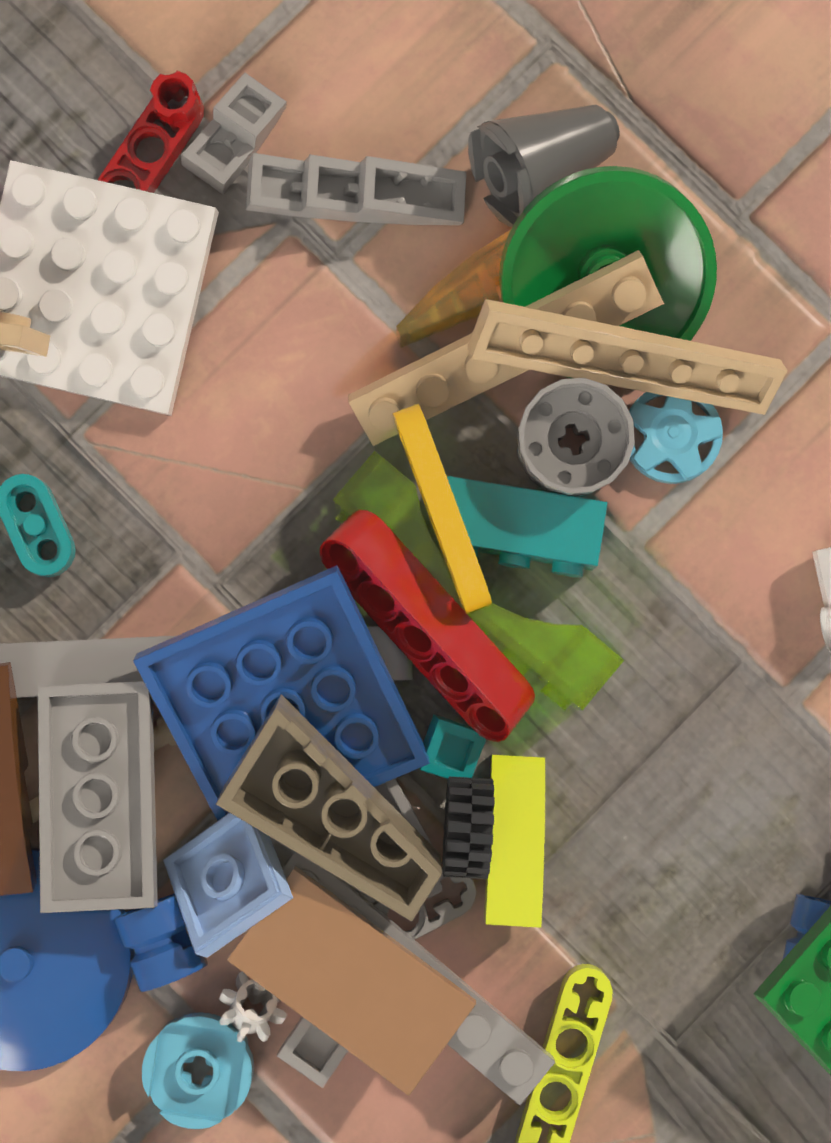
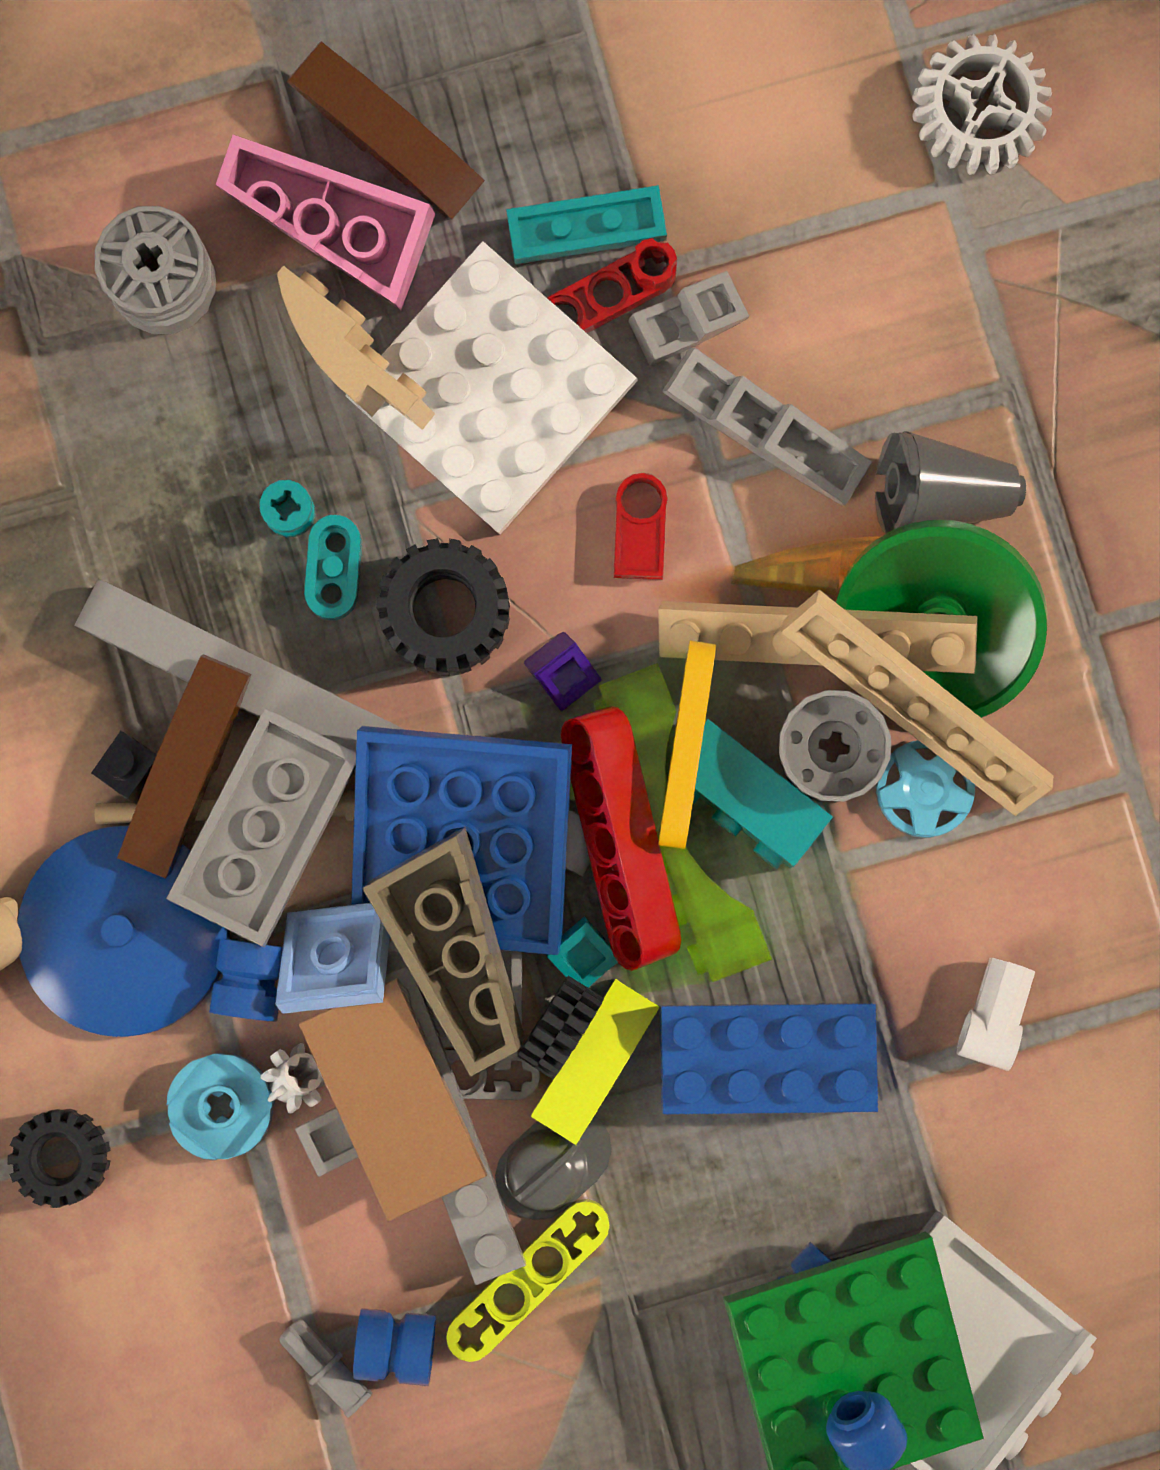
camera: 30 degrees right, 0 degrees up
(95, 99) = (586, 224): none -> teal plate
(122, 475) = (436, 563): none -> black tyre
(293, 505) = (562, 670): none -> dark purple slope
(298, 352) = (640, 541): none -> red piece
(527, 965) = (547, 1172): none -> dark grey piece
(669, 751) = (768, 1058): none -> blue brick

